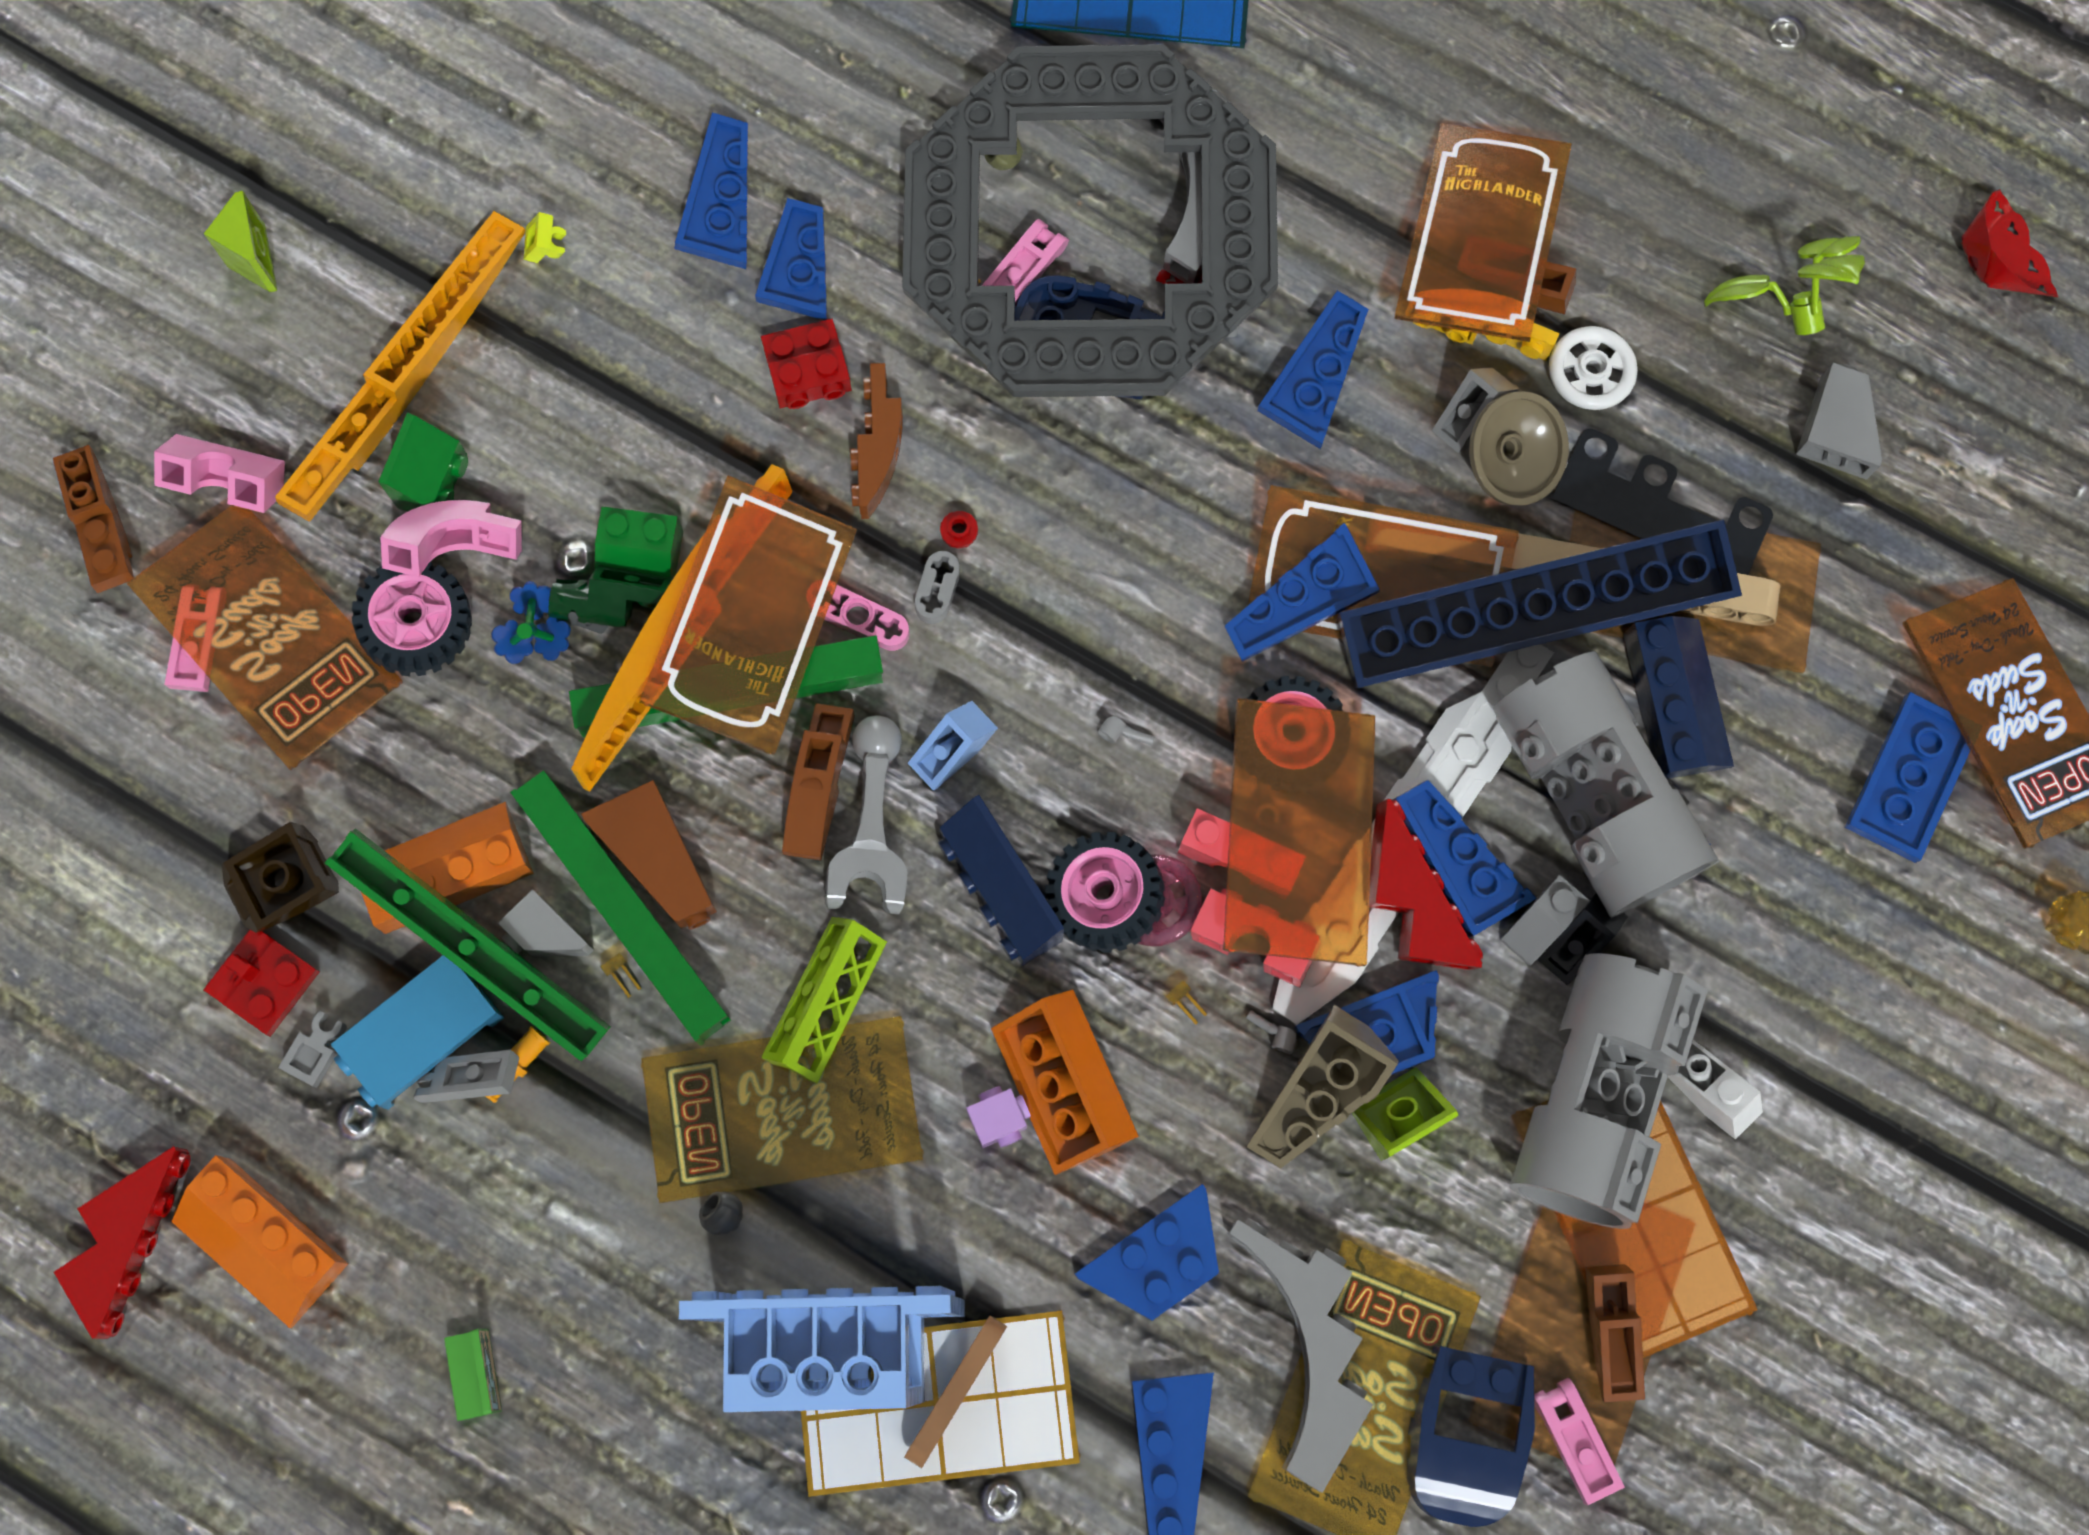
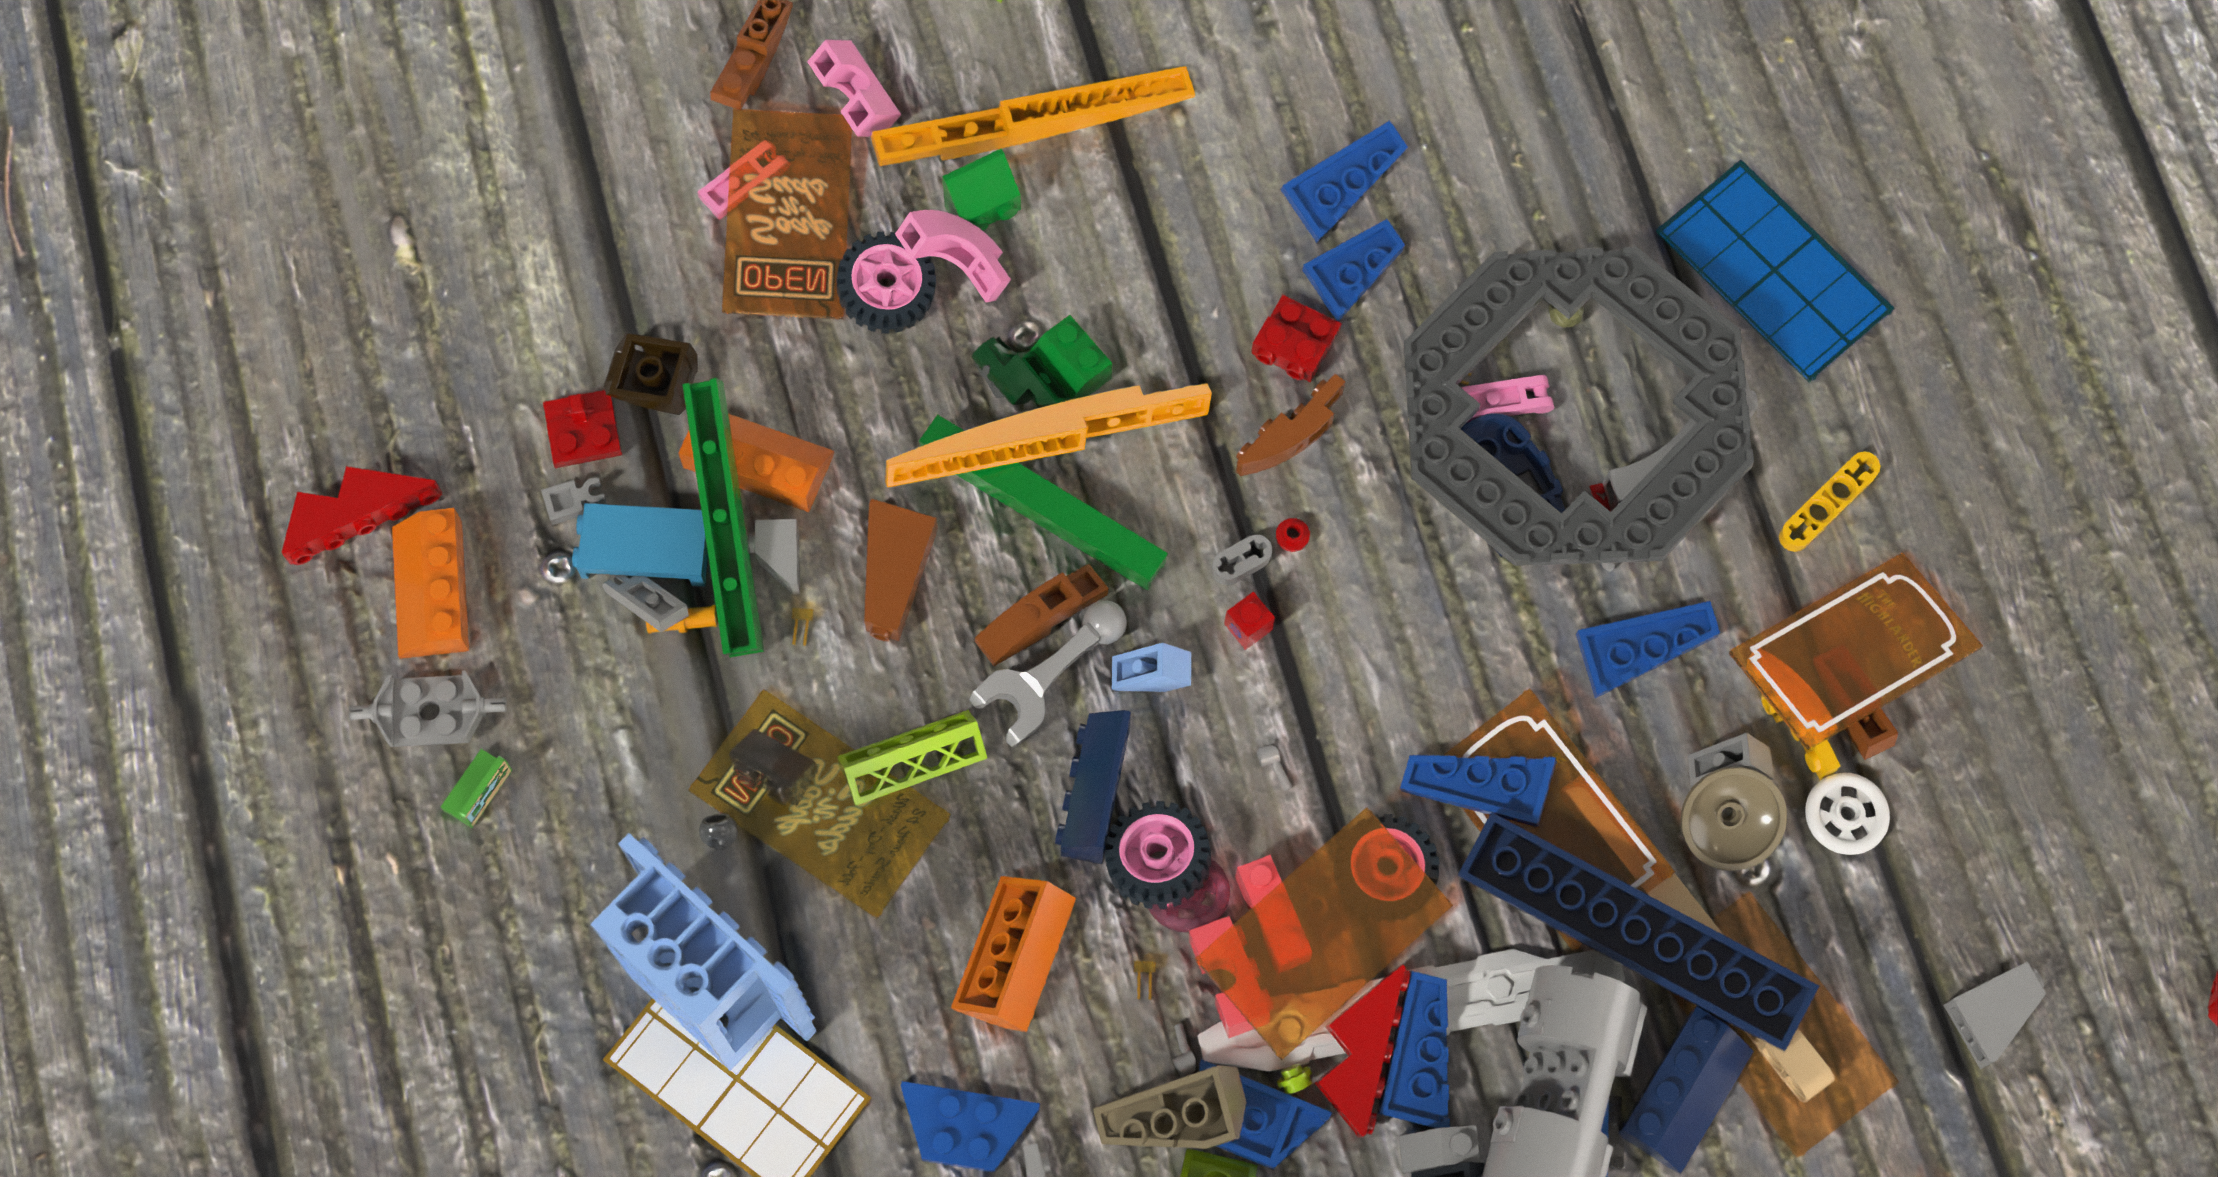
camera: 45 degrees right, 5 degrees down
(332, 1365) = (401, 702): none -> light grey plate
(515, 639) = (937, 353): blue plant -> none
(539, 238) = (1197, 109): neon yellow tile -> none
(621, 907) = (840, 583): green tile -> none
(718, 1116) = (773, 767): none -> clear smoke slope
(749, 616) = (1096, 466): clear orange piece -> none
(886, 619) = (1171, 506): bright pink beam -> none
(955, 1392) = (754, 1080): medium nougat beam -> none
(993, 631) = (1249, 620): none -> red brick
(998, 1117) = (949, 935): lavender brick -> none
(1350, 130) = (1828, 500): none -> yellow beam
(1382, 970) = (1295, 1078): none -> lime plate
(1644, 507) = (1792, 944): black piece -> none
(1807, 305) = (2079, 892): lime plant -> none

